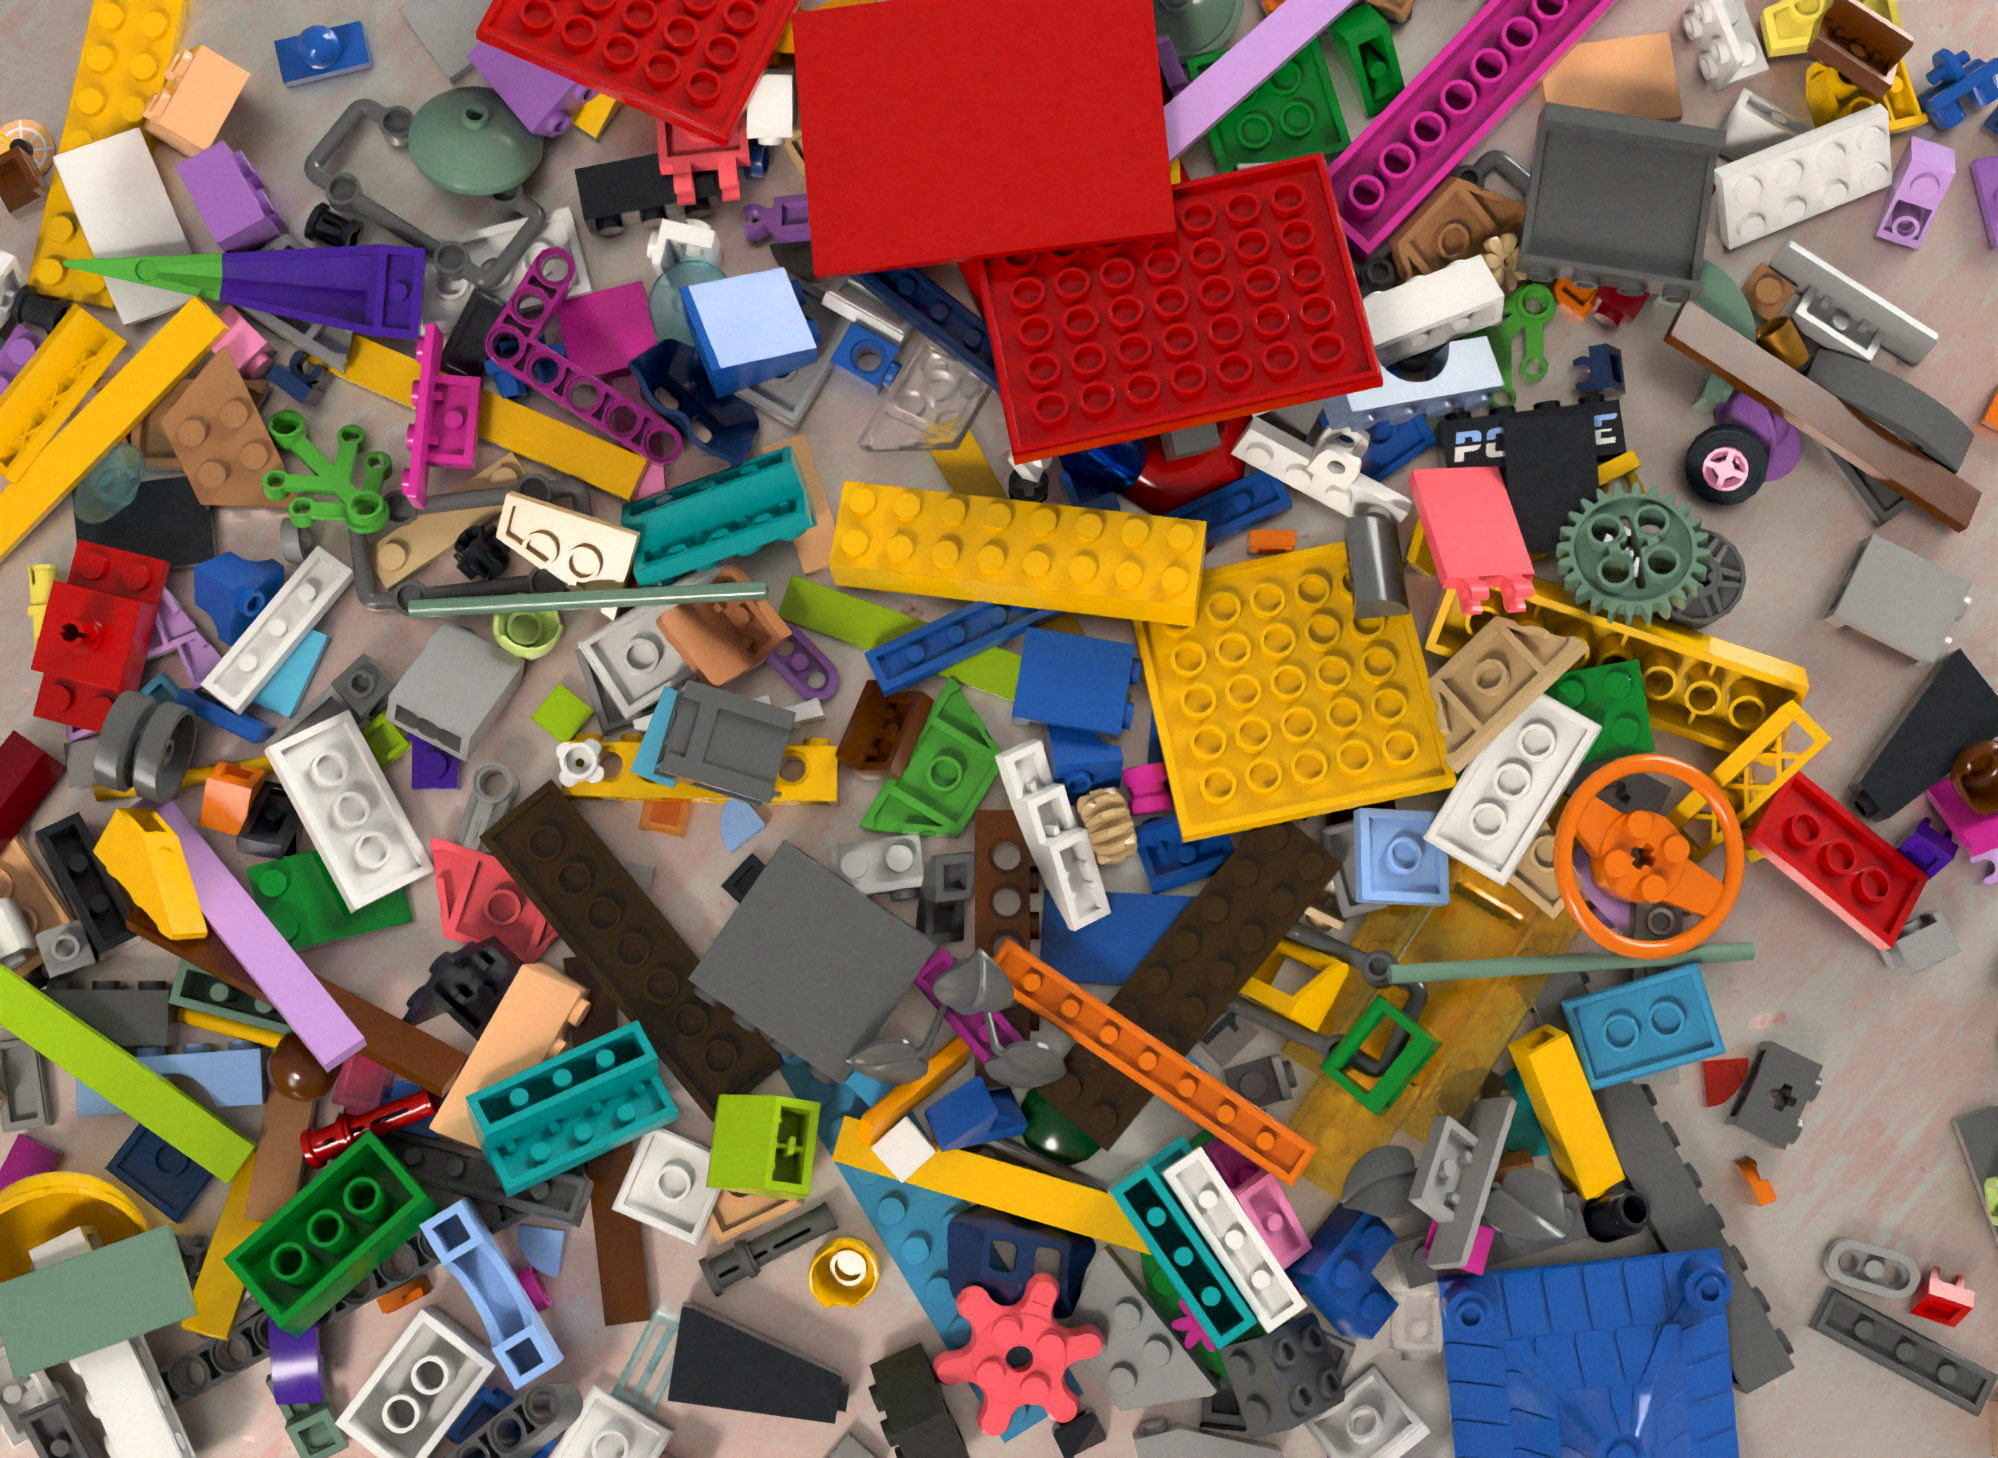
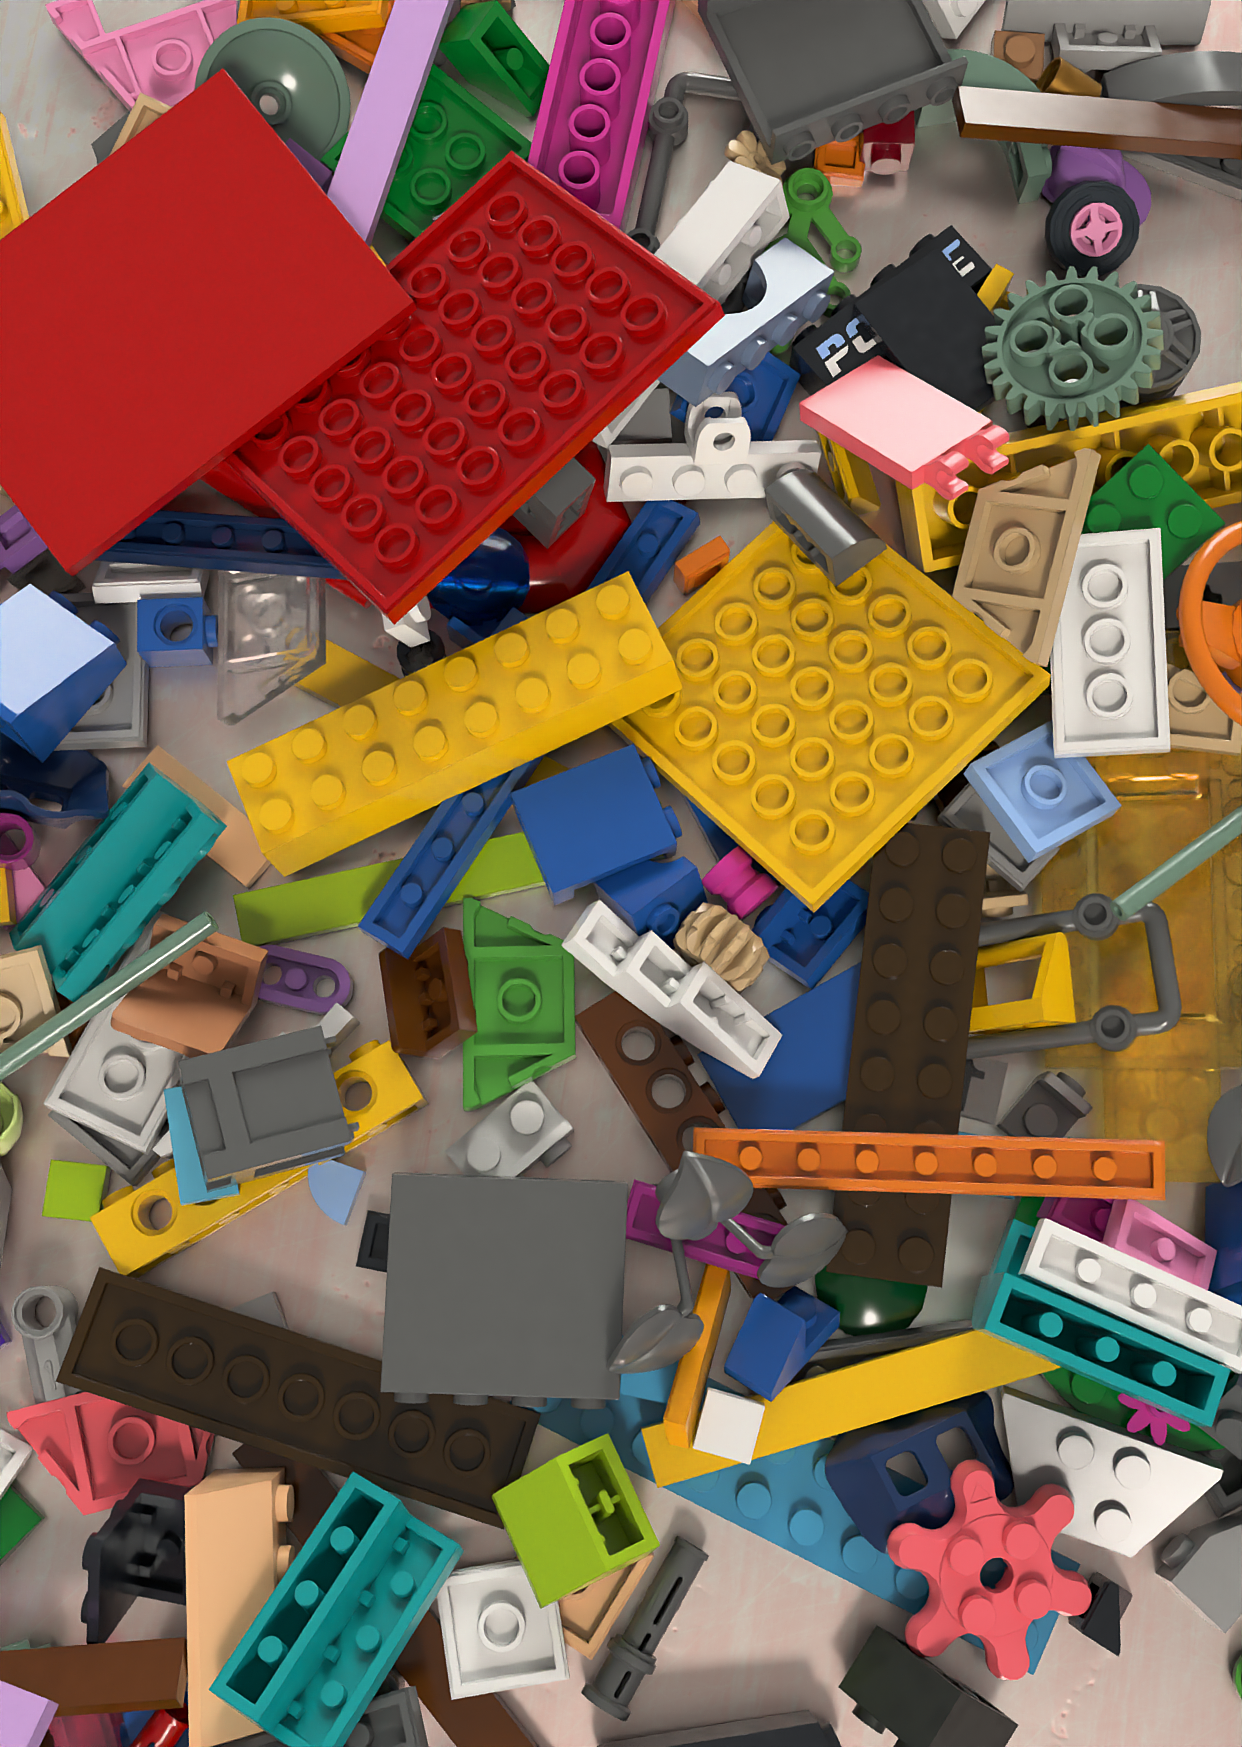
camera: 35 degrees left, 5 degrees down
(570, 753) = (103, 1229): white plate -> none
(665, 816) = (252, 1229): clear orange tile -> none
(843, 1272) = (745, 1602): yellow hair -> none
(942, 896) = (594, 1116): dark grey slope -> none
(1401, 1071) = (1194, 1010): green tile -> none
(1452, 227) = (680, 158): medium nougat wing -> none
(1606, 370) = (917, 213): dark blue tile -> none

